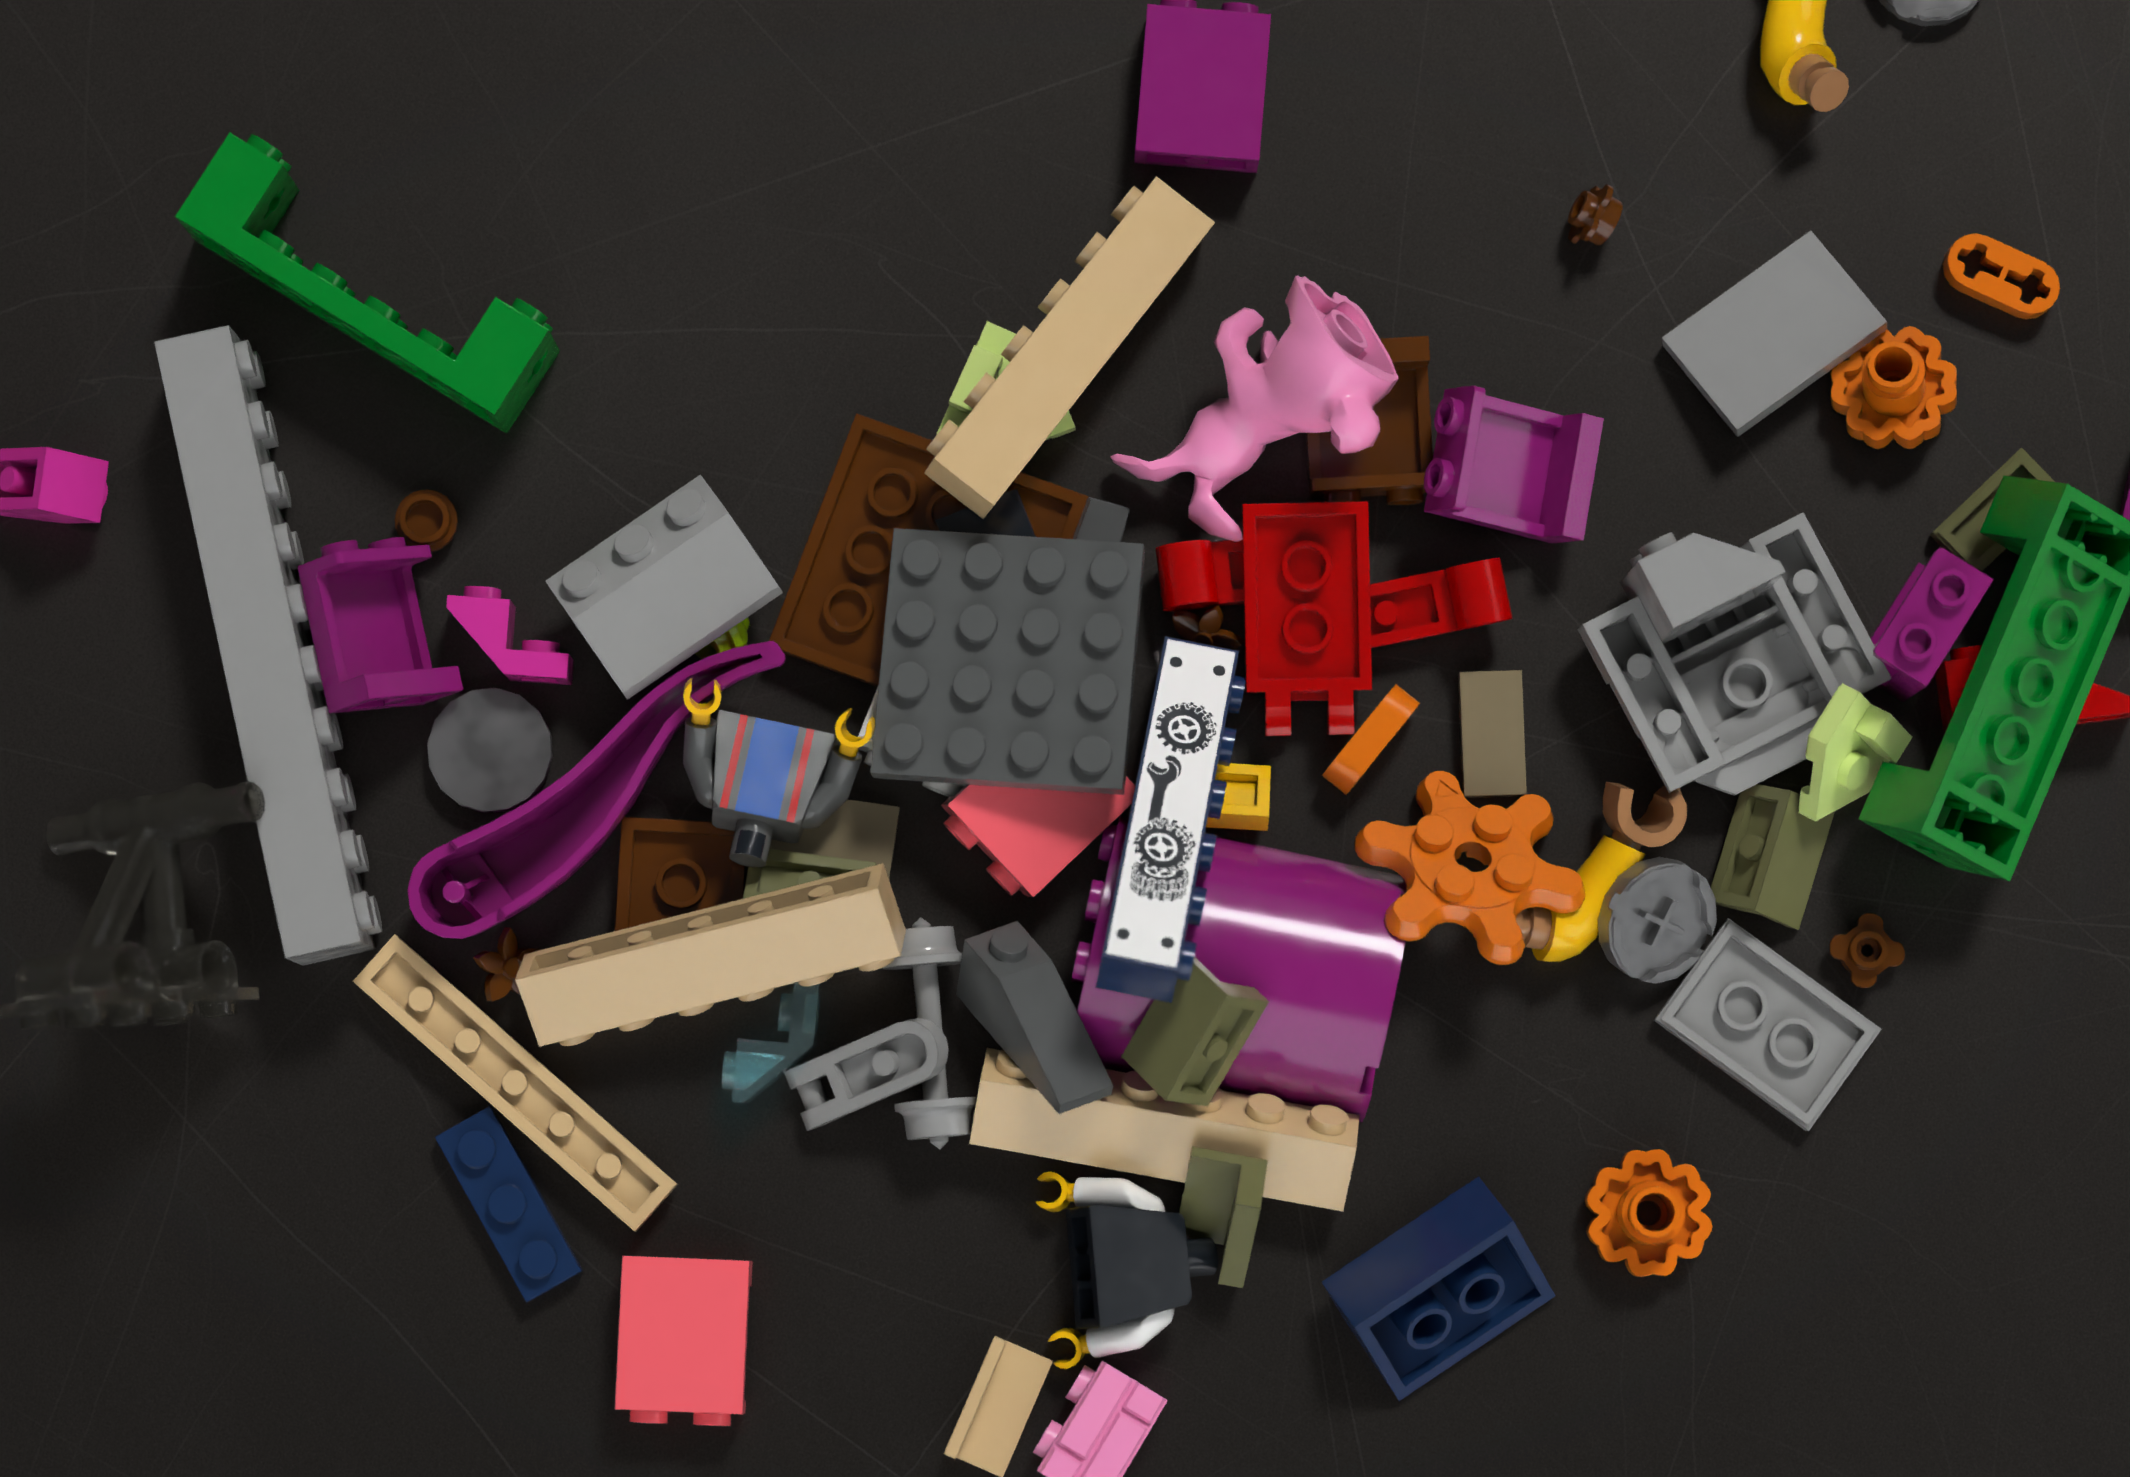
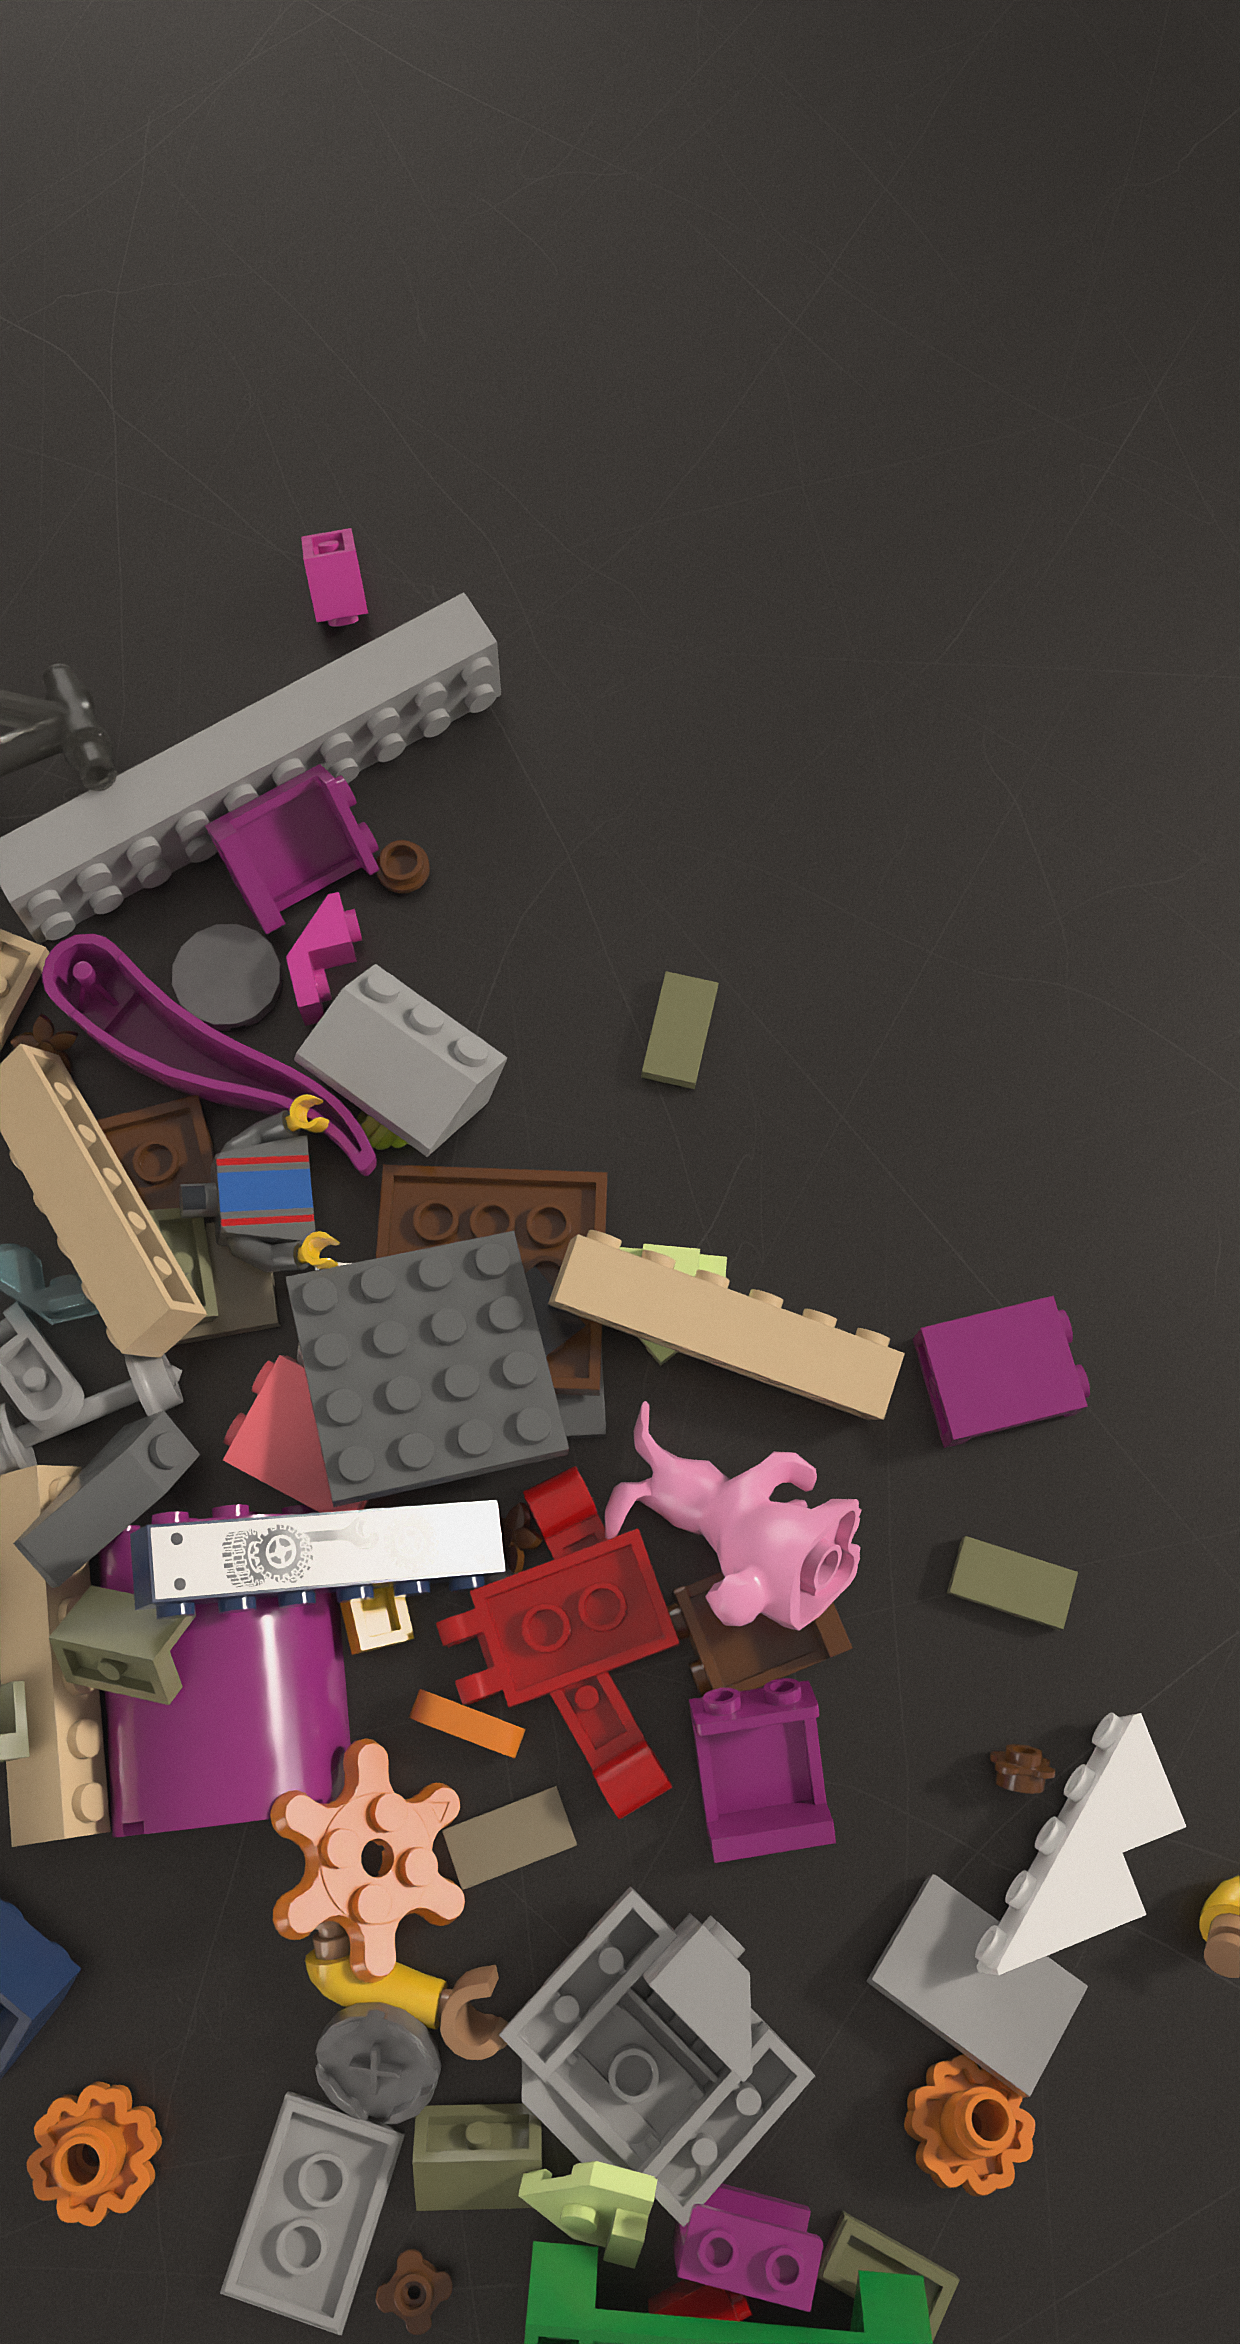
camera: 70 degrees right, 10 degrees down
(239, 208) = (603, 639): green plate -> none
(718, 283) = (679, 1030): none -> olive tile
(1414, 156) = (1012, 1583): none -> olive tile
(1707, 196) = (1080, 1873): none -> white slope
(2008, 263) = (1132, 2198): orange beam -> none

